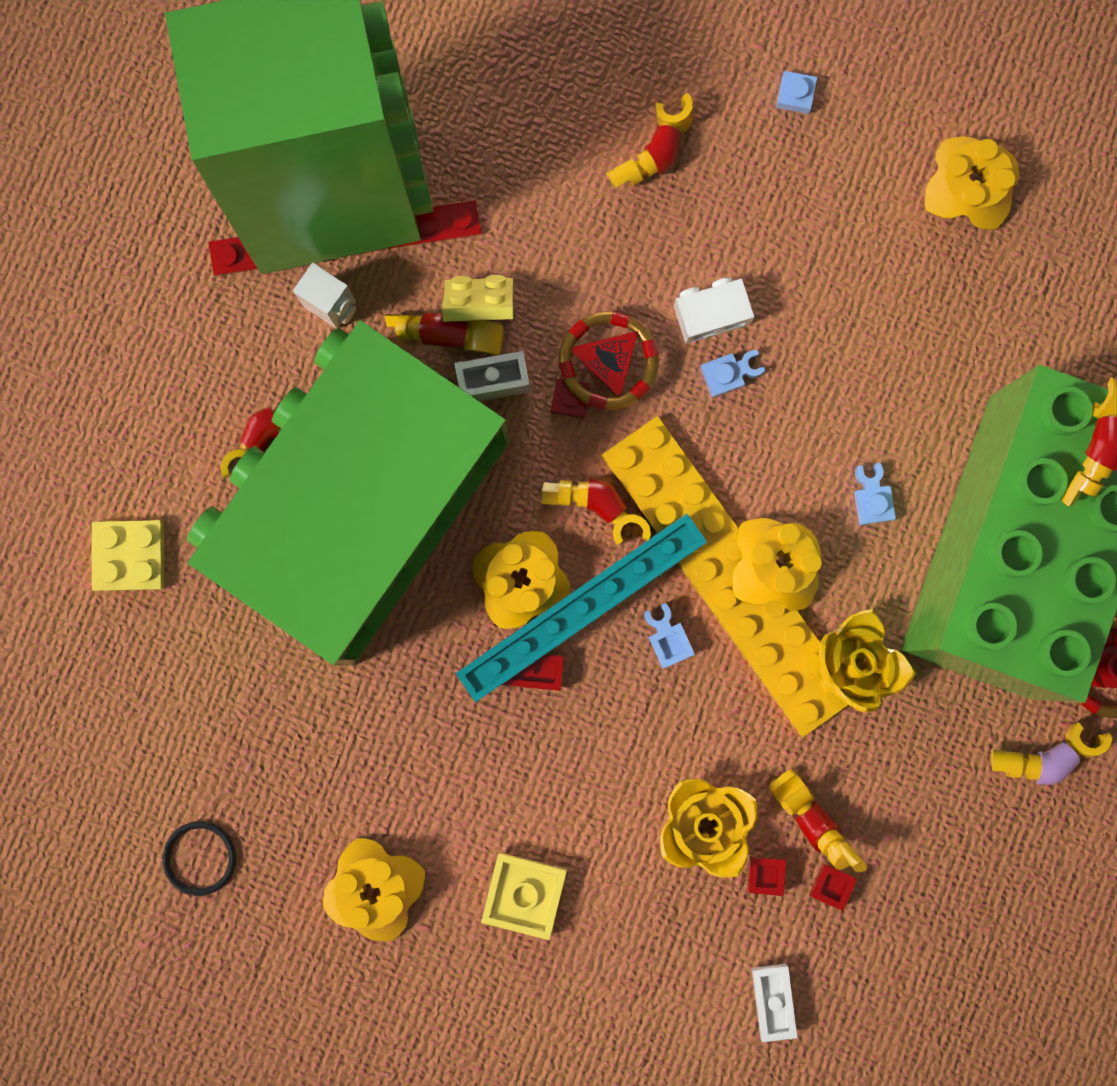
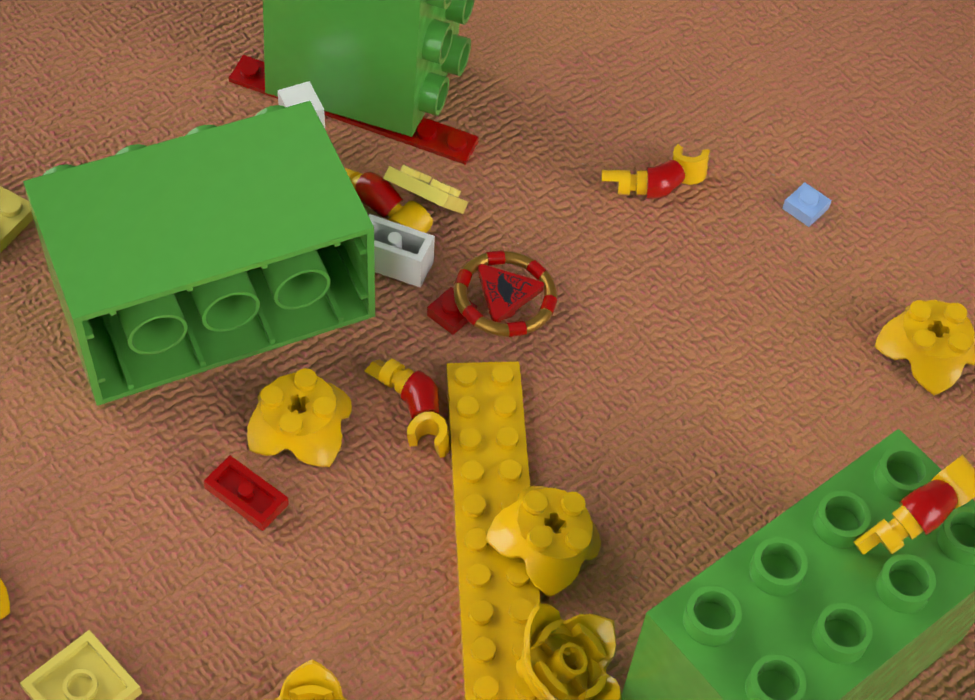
camera: 25 degrees right, 30 degrees down
(581, 608) = (333, 459): teal plate -> none
(669, 642) = (398, 545): light blue plate -> none
(713, 309) = (625, 311): white brick -> none
(726, 374) = (605, 368): light blue plate -> none
(874, 502) = (679, 543): light blue plate -> none

